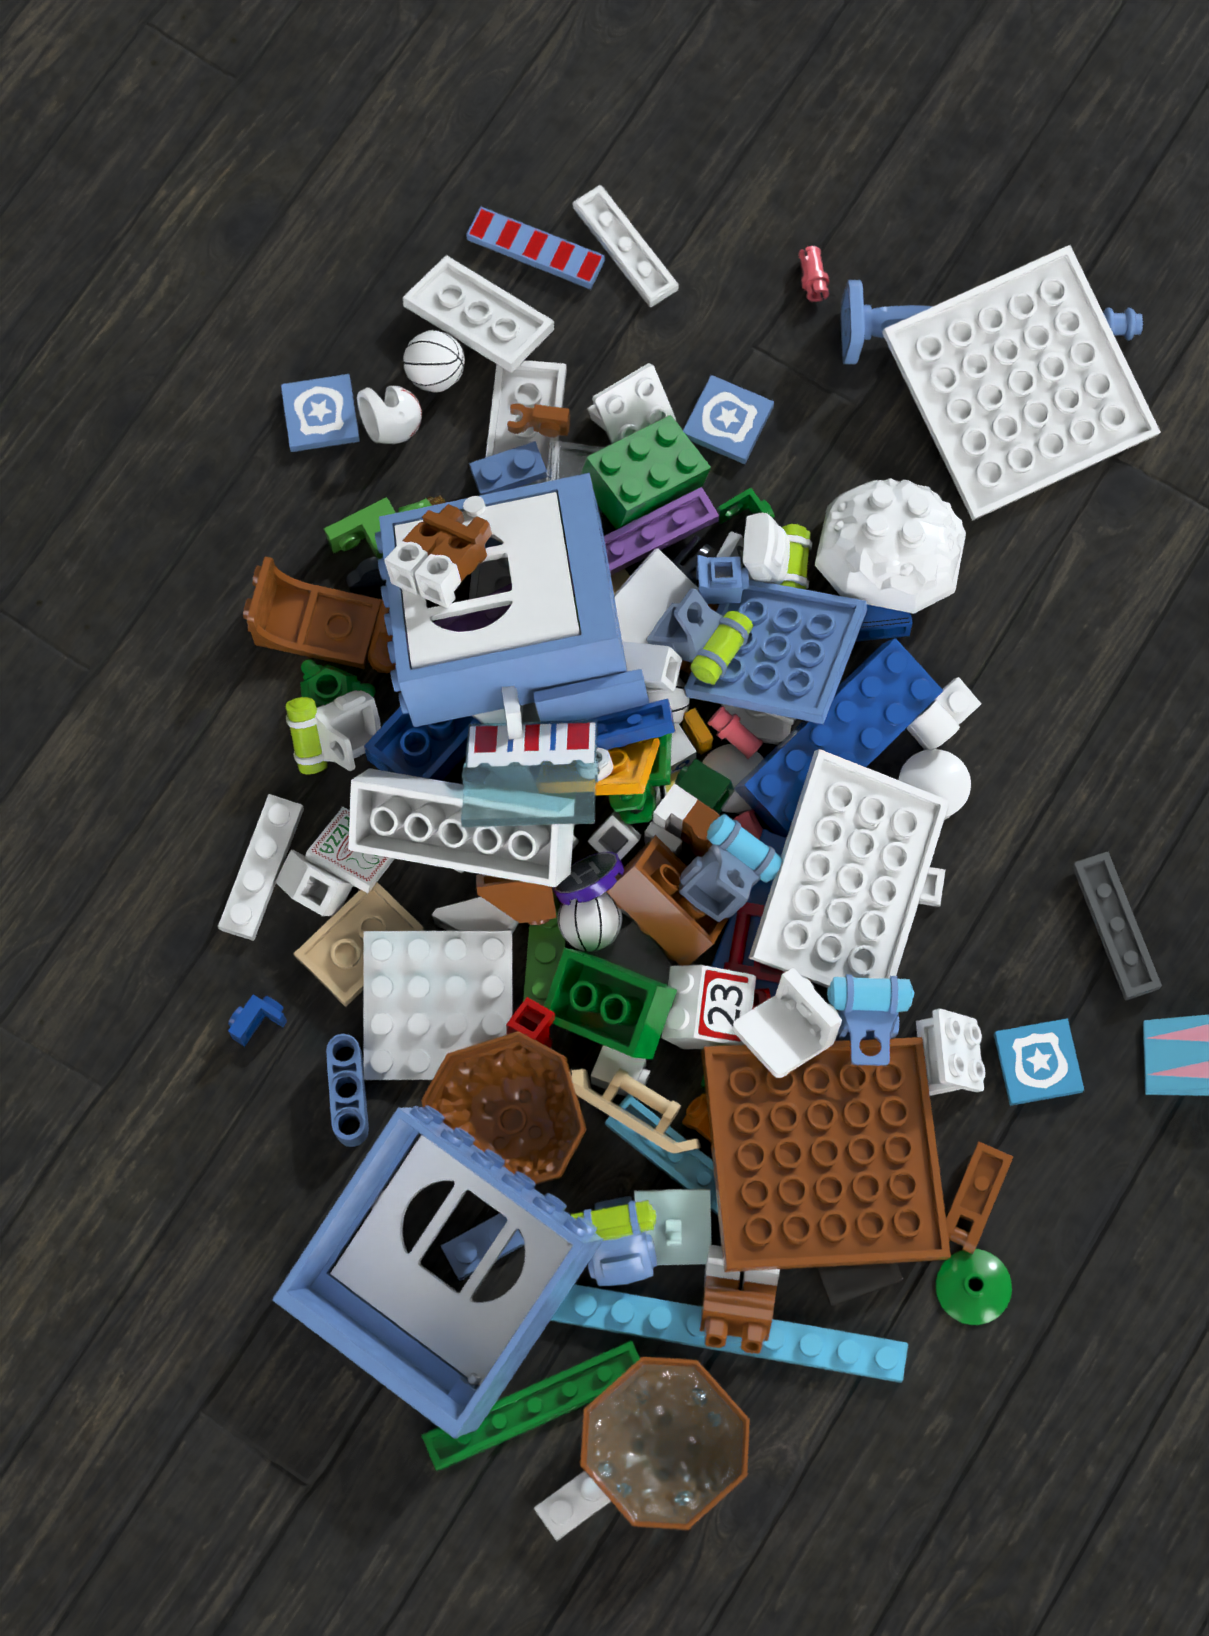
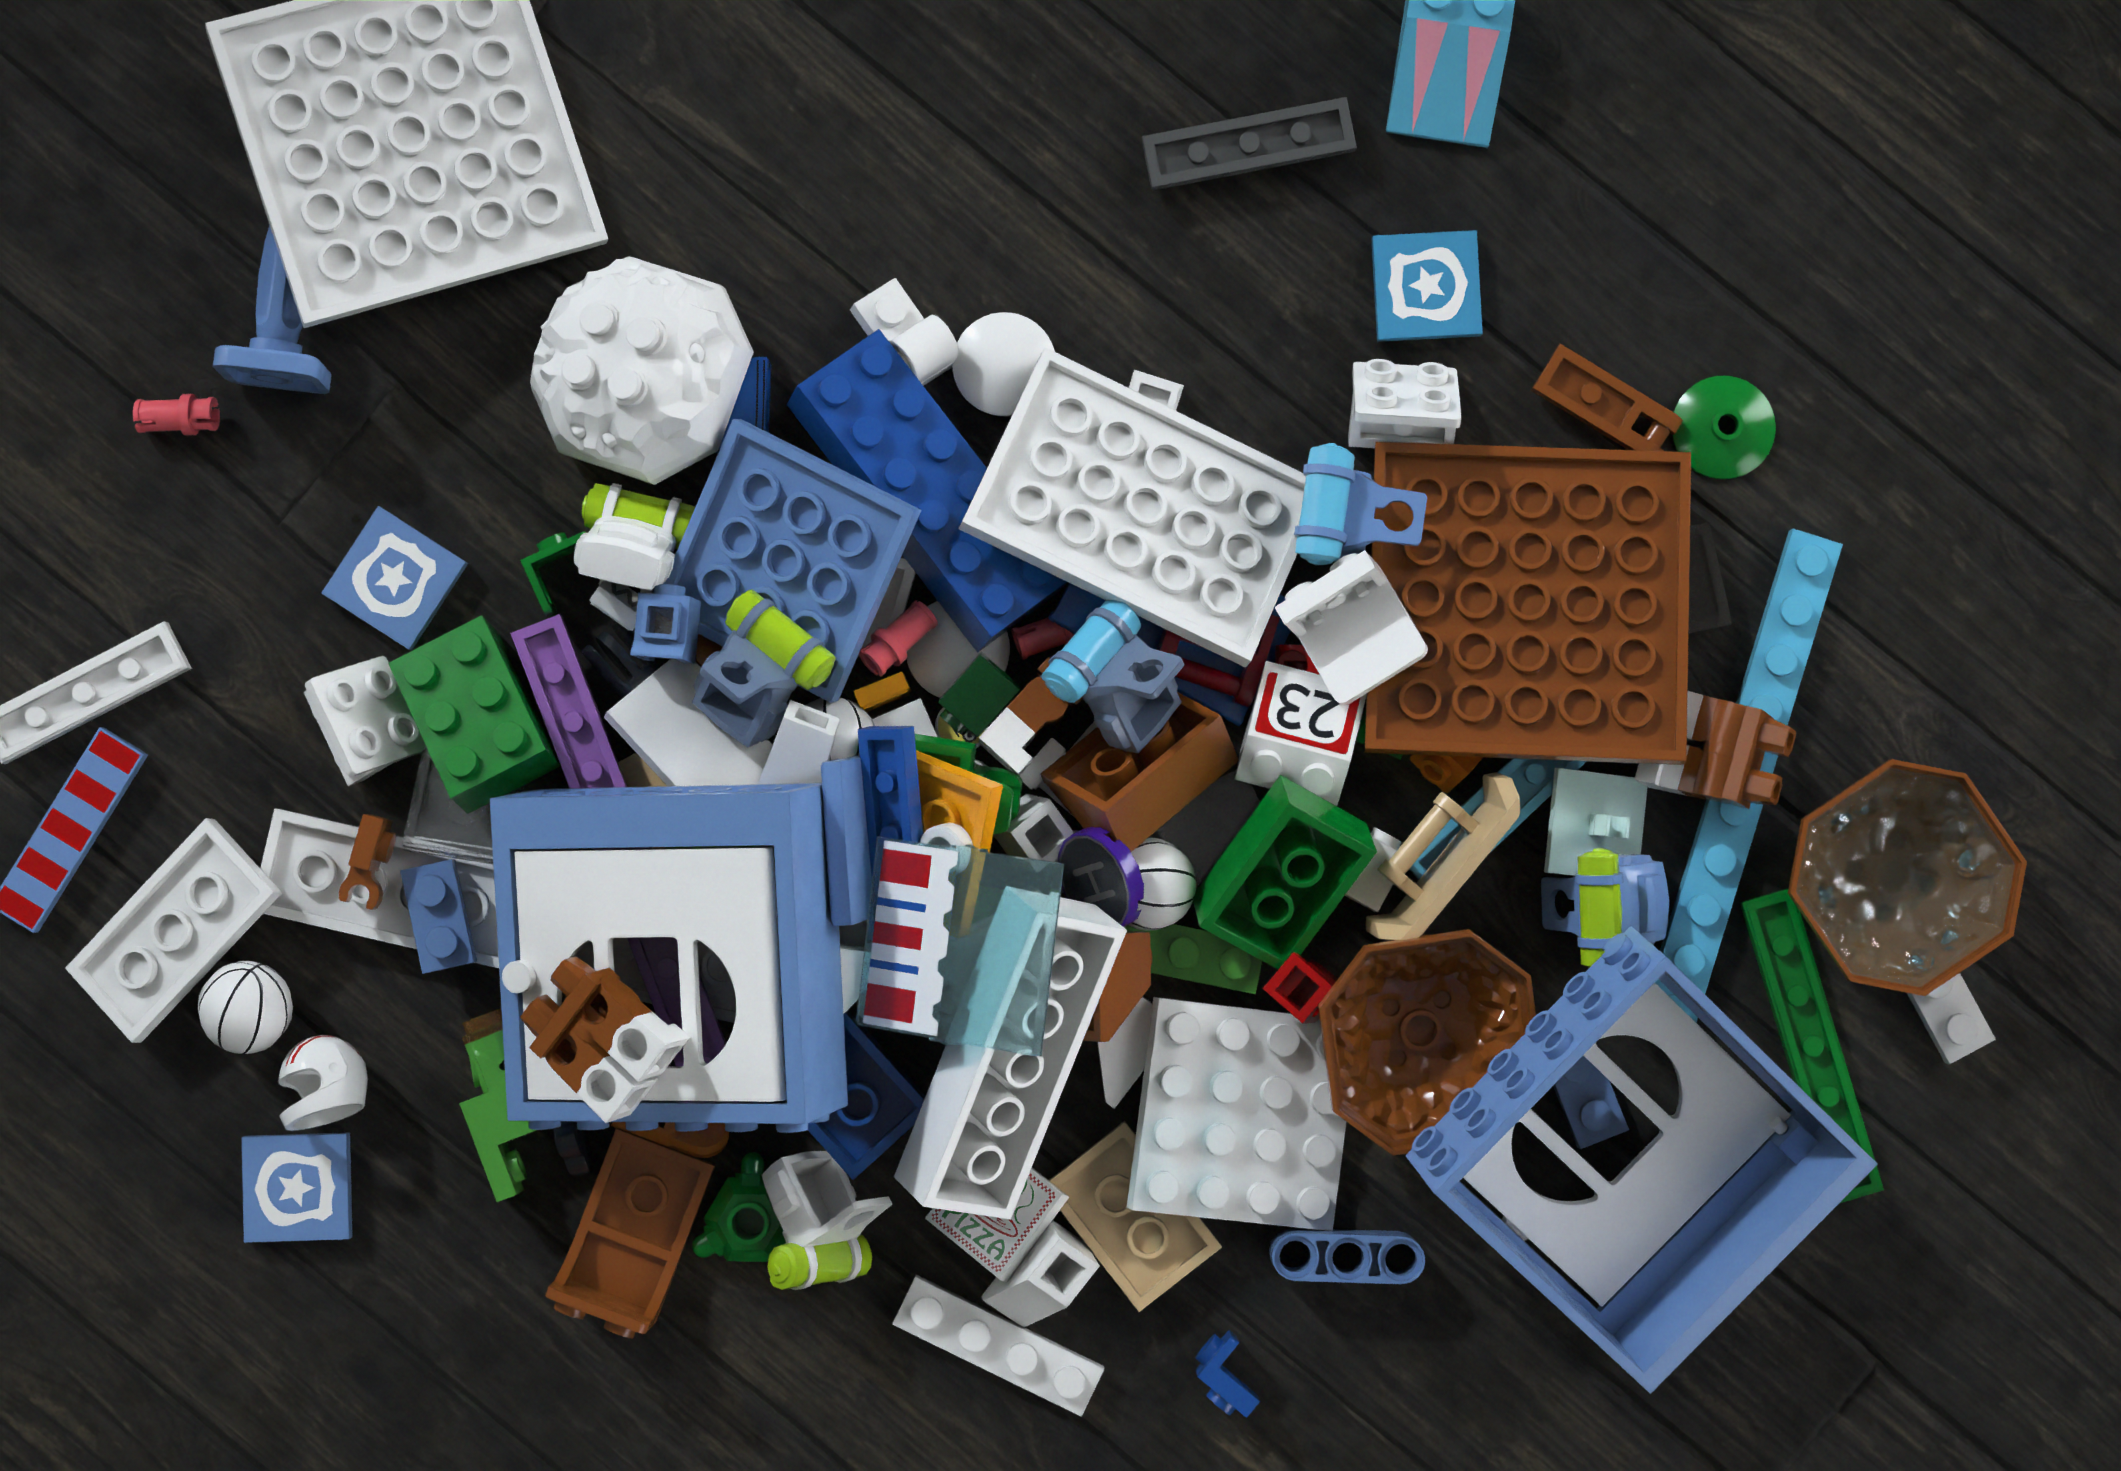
camera: 85 degrees left, 15 degrees up
(512, 712) = (858, 959): white tile -> none

